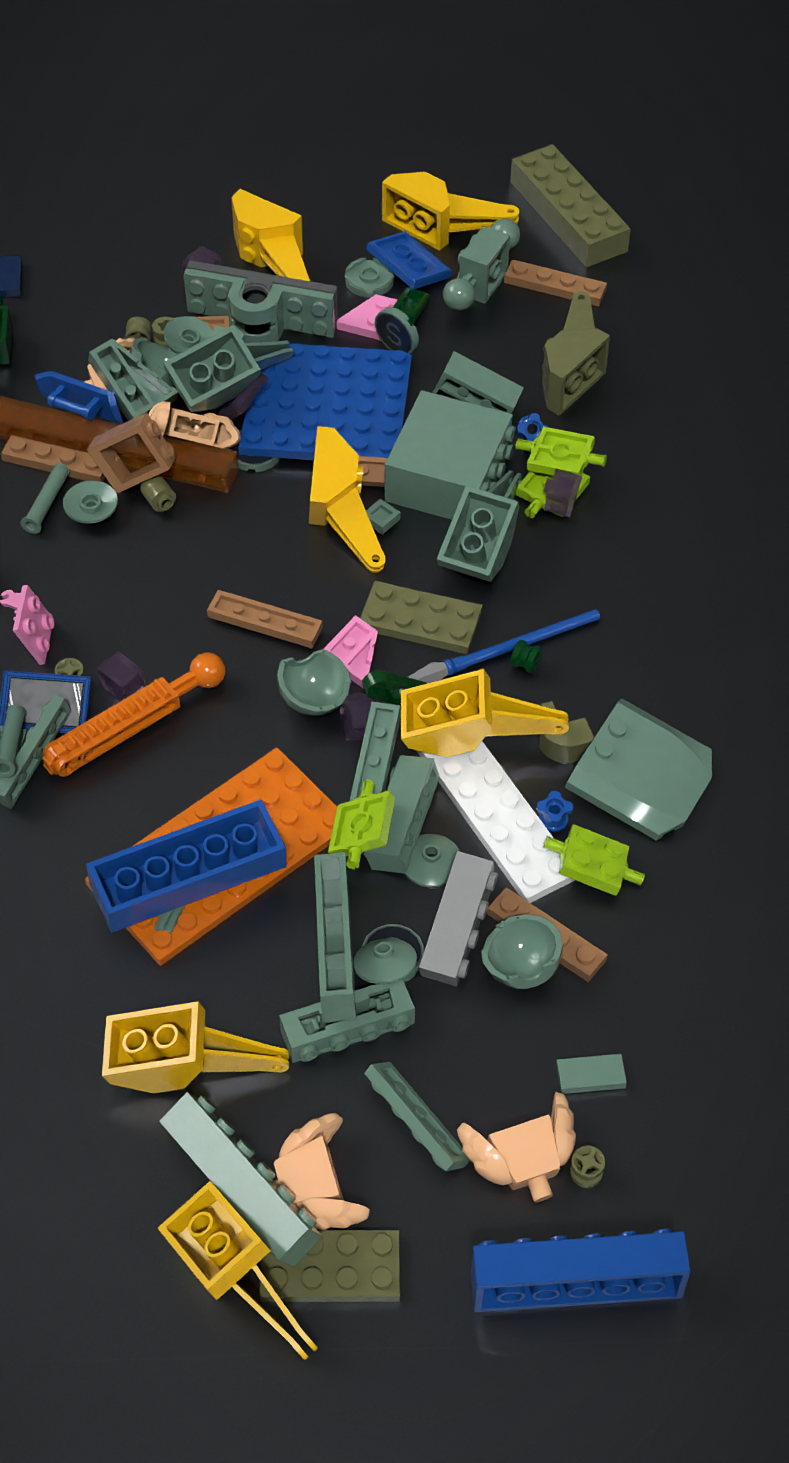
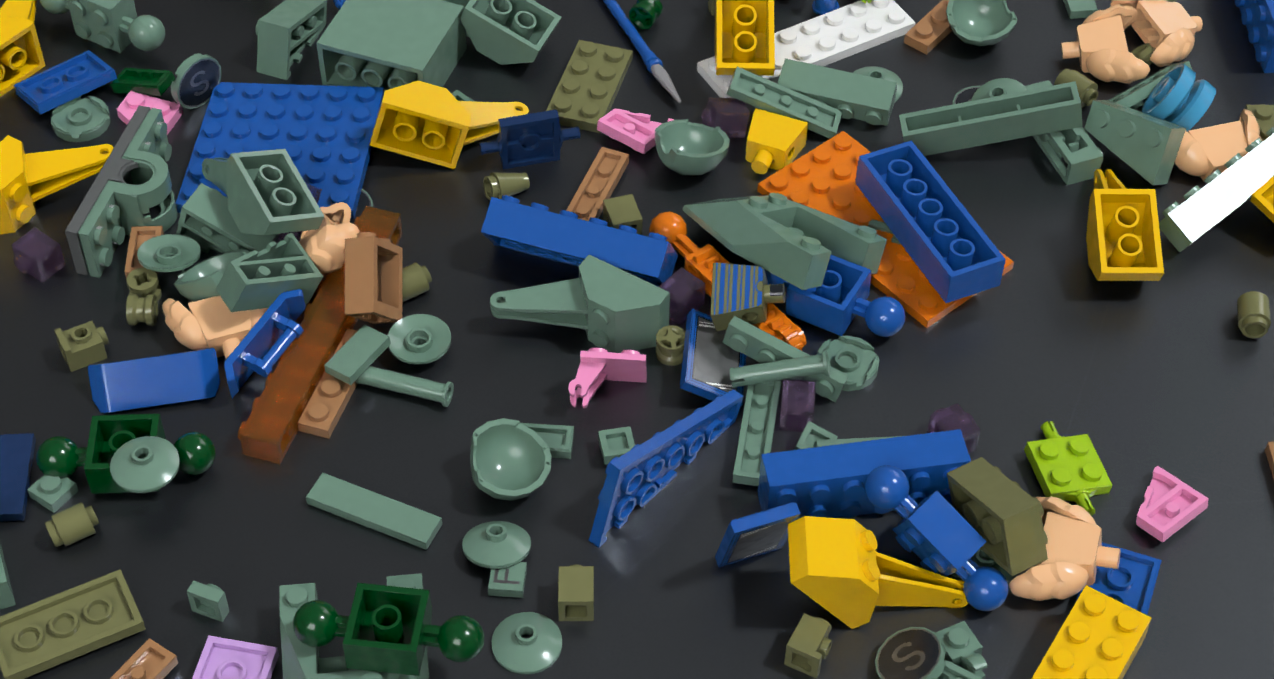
camera: 90 degrees left, 5 degrees down
(42, 813) = (853, 358): none -> sand green tile
(64, 345) = (154, 380): none -> blue piece
(64, 1177) = (1253, 314): none -> olive brick
(67, 459) = (357, 354): none -> sand green tile
(91, 703) = (742, 293): none -> olive torso
(103, 303) = (82, 345): none -> olive brick
(108, 611) = (605, 301): none -> sand green slope
(113, 790) = (841, 299): none -> blue brick
(177, 597) = (571, 240): none -> blue brick
(192, 733) = (787, 236): none -> sand green wedge
(228, 637) = (622, 211): none -> olive brick
(276, 552) = (505, 184): none -> olive cone
(317, 1081) = (1136, 138): none -> sand green wedge
(321, 559) = (529, 139): none -> dark blue plate
(330, 758) = (774, 140): none -> yellow torso
(362, 824) = (864, 106): lime plate -> none
(372, 1129) = (1180, 97): none -> dark azure wheel
(391, 682) = (701, 84): dark green beam -> none
(419, 1046) = (1086, 88): none -> olive brick
(458, 919) = (945, 54): light grey wedge -> none
(481, 1123) = (1144, 52): none -> olive plate
(488, 1081) = (1104, 48): none -> light nougat torso

